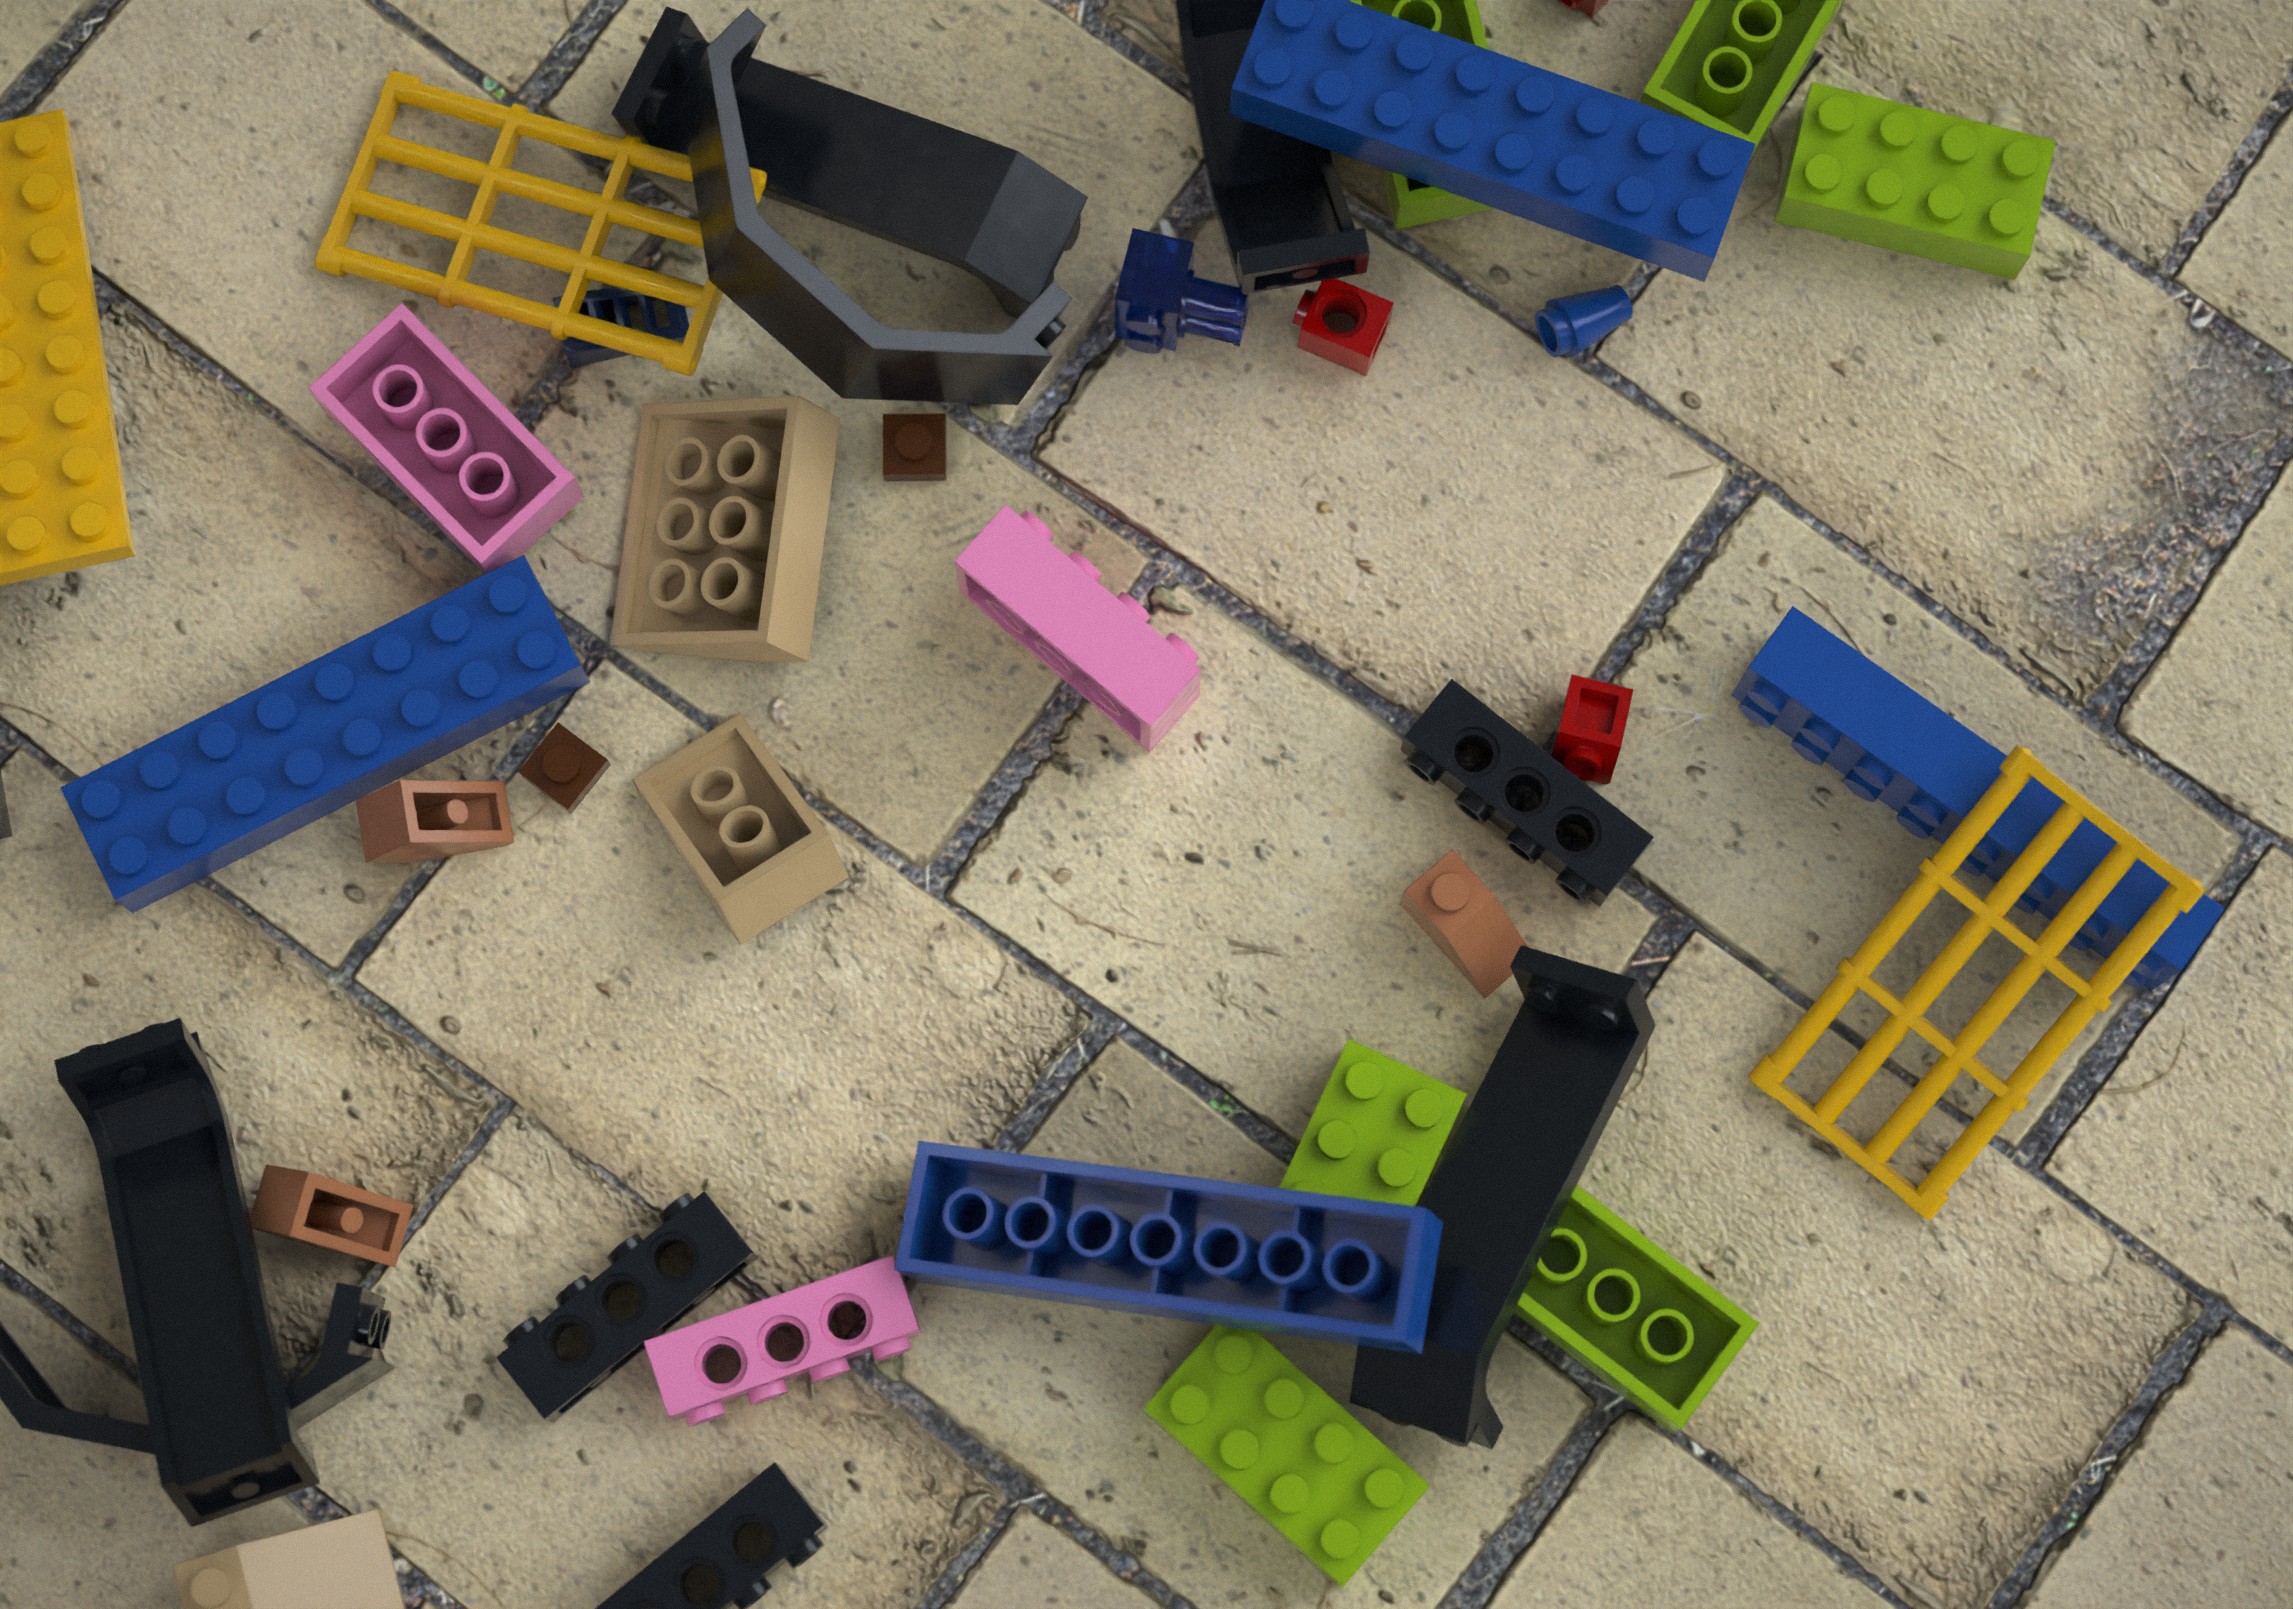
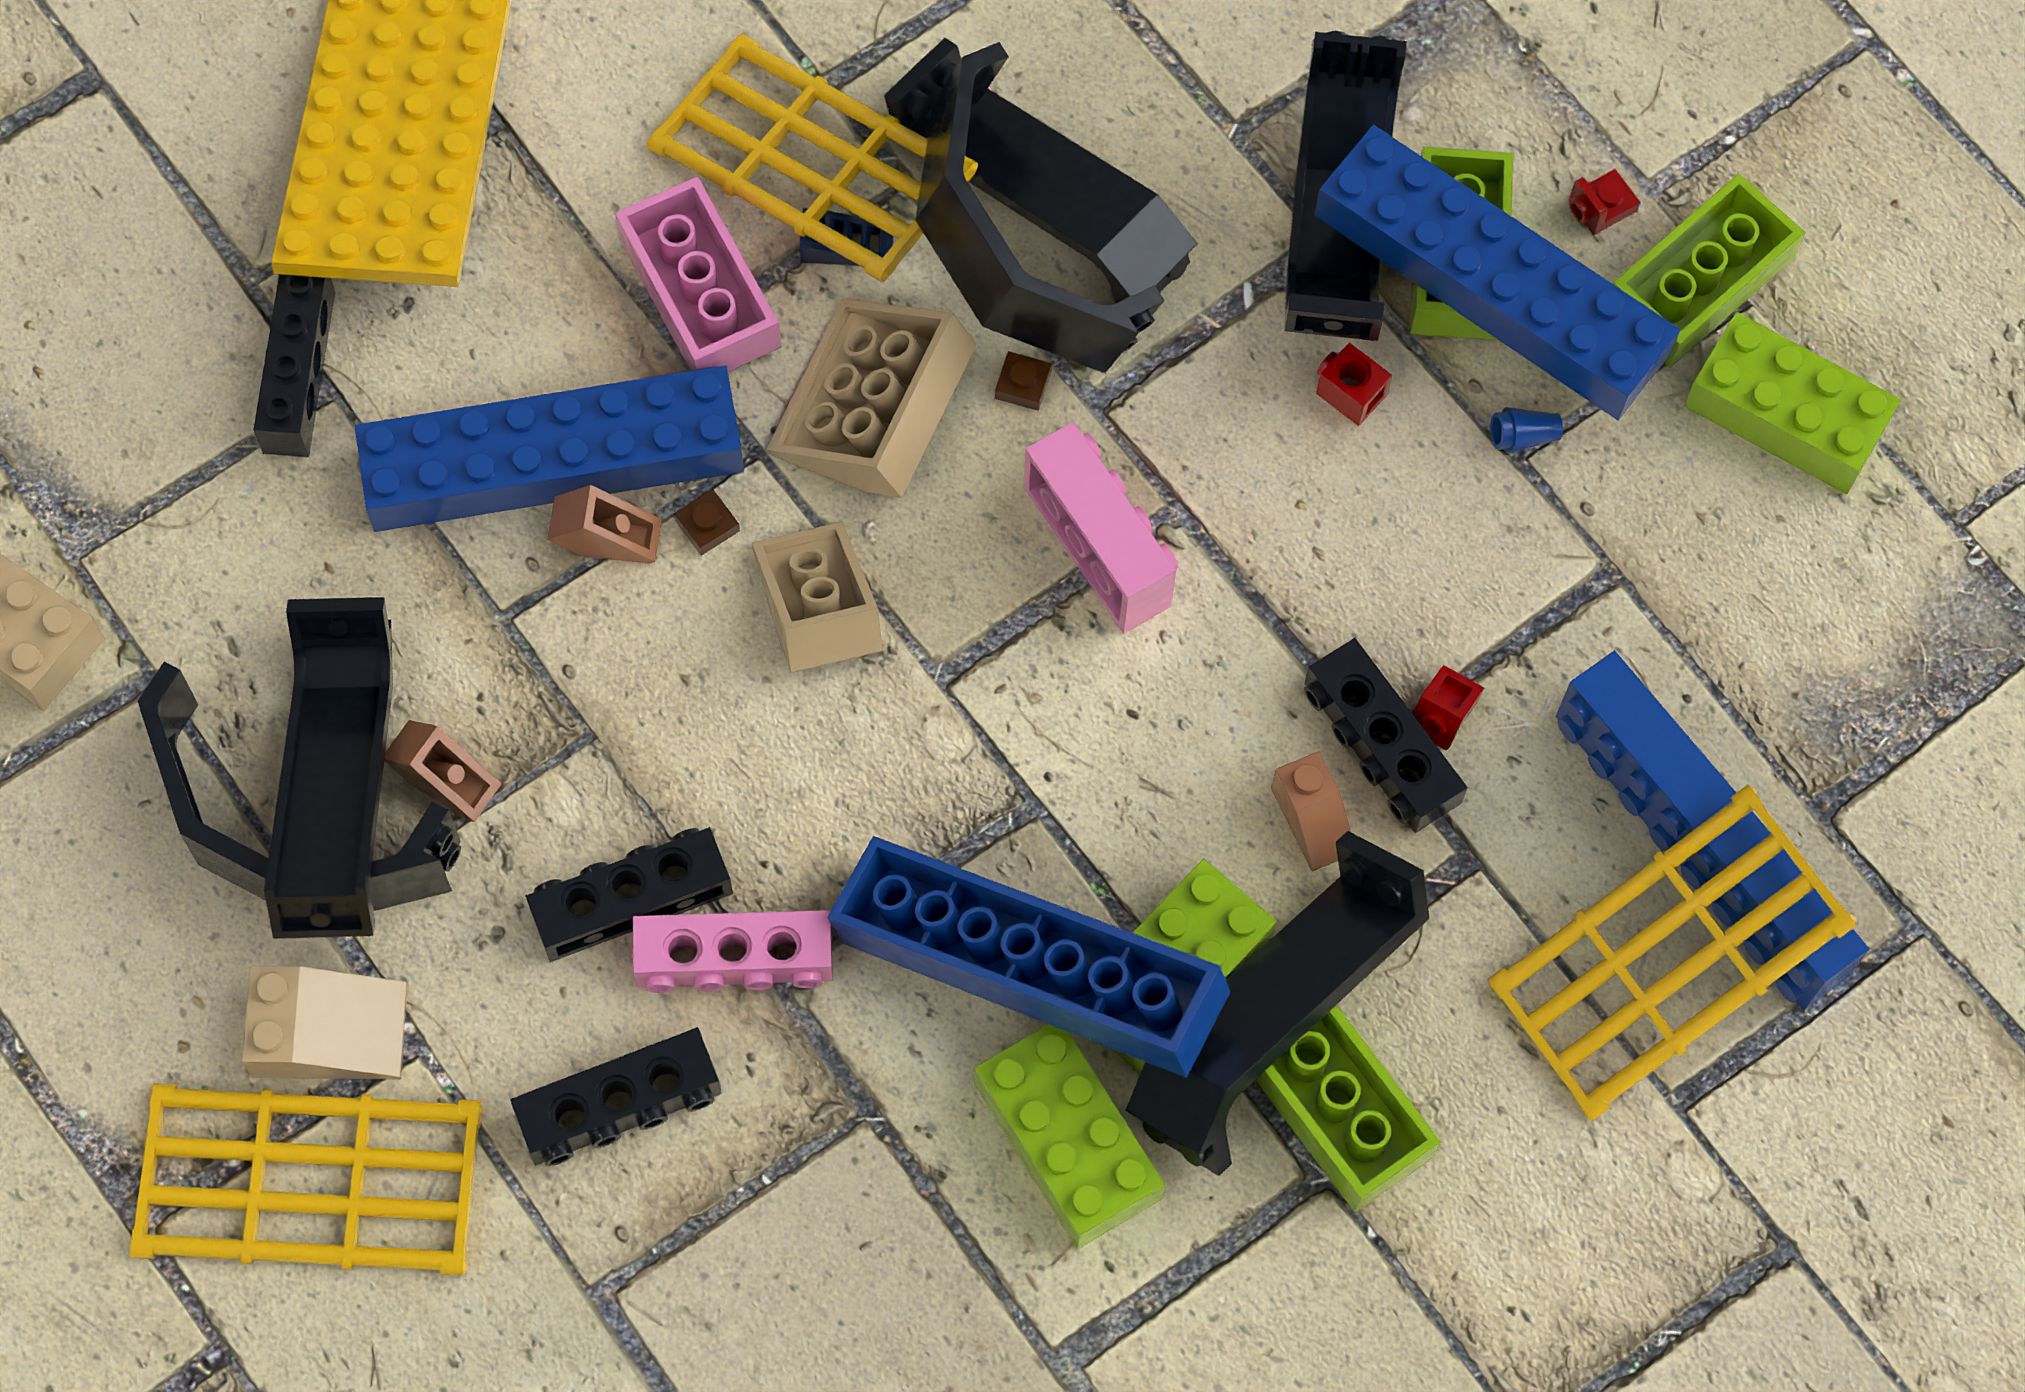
camera: 15 degrees right, 10 degrees down
(1164, 300) = (1230, 328): clear blue brick -> none

